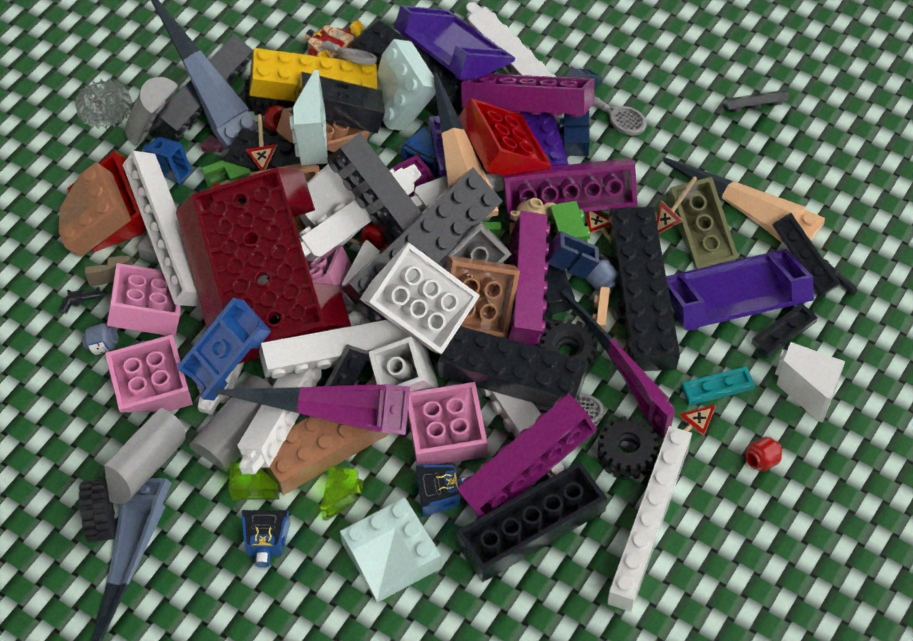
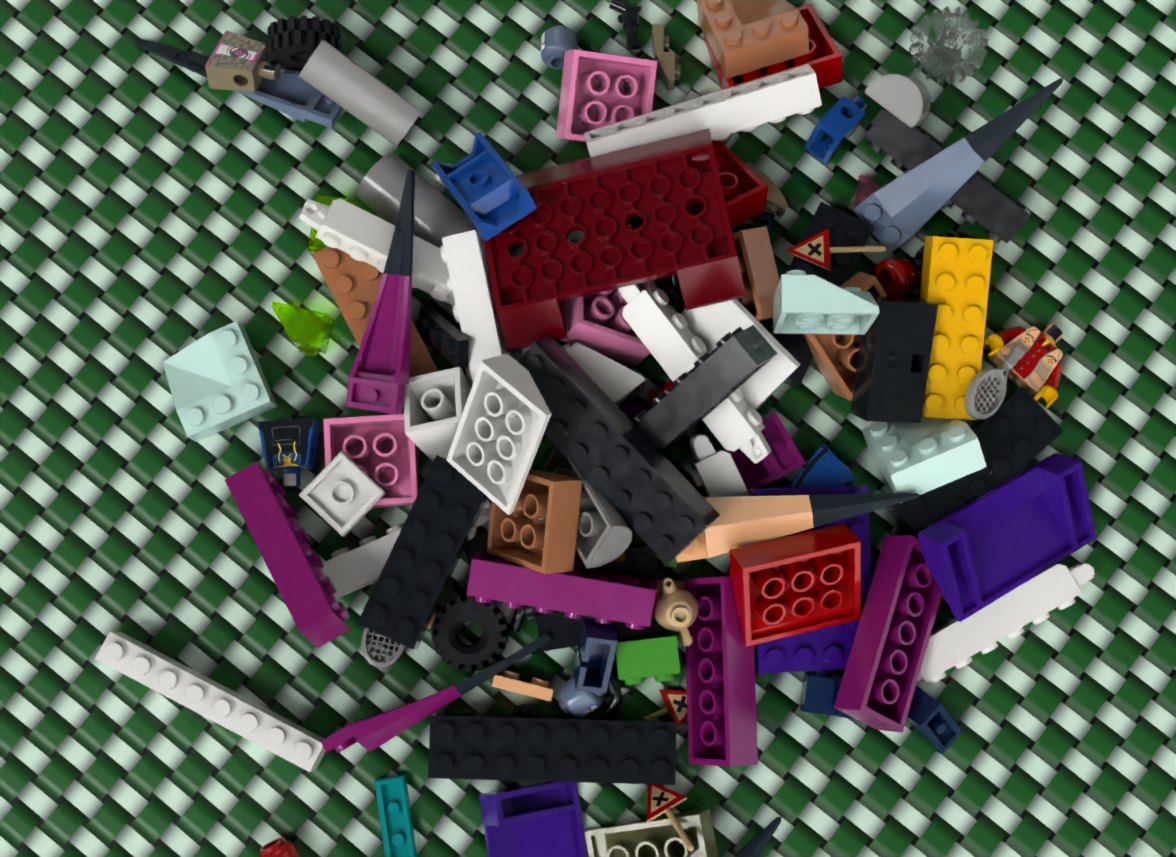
camera: 95 degrees right, 25 degrees up
(113, 562) = (240, 64): none -> dark tan torso
(148, 376) = (489, 98): bright pink slope -> none
(223, 171) = (801, 216): bright green slope -> none
(265, 534) = (259, 236): torso -> none
(475, 430) = (342, 494): none -> white tile
(531, 521) = (223, 553): black brick -> none
(613, 111) = (883, 747): light grey piece -> none
(627, 463) = (337, 692): black tyre -> none
(698, 419) = (352, 786): piece -> none

